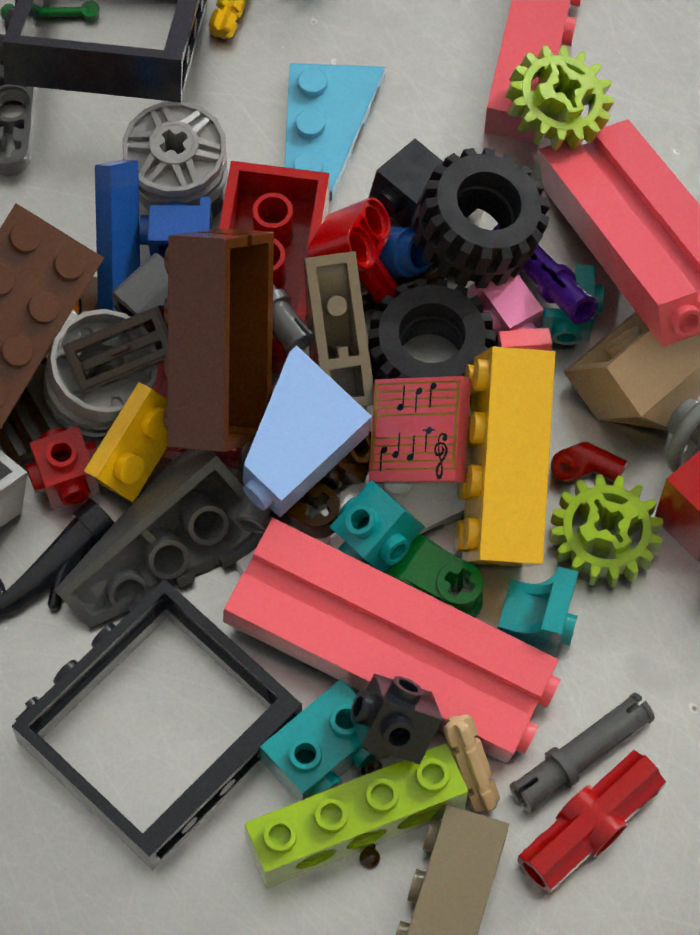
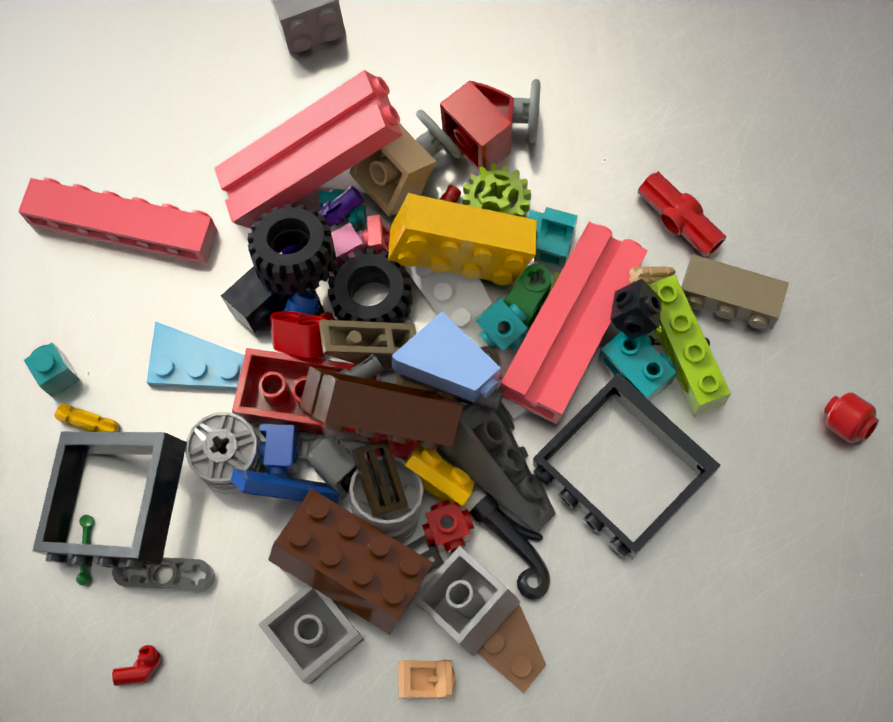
camera: 80 degrees left, 5 degrees up
(420, 430) = (437, 287): coral tile -> none
(559, 97) = (201, 202): lime gear -> none
(567, 763) = (646, 228): dark grey pin -> none

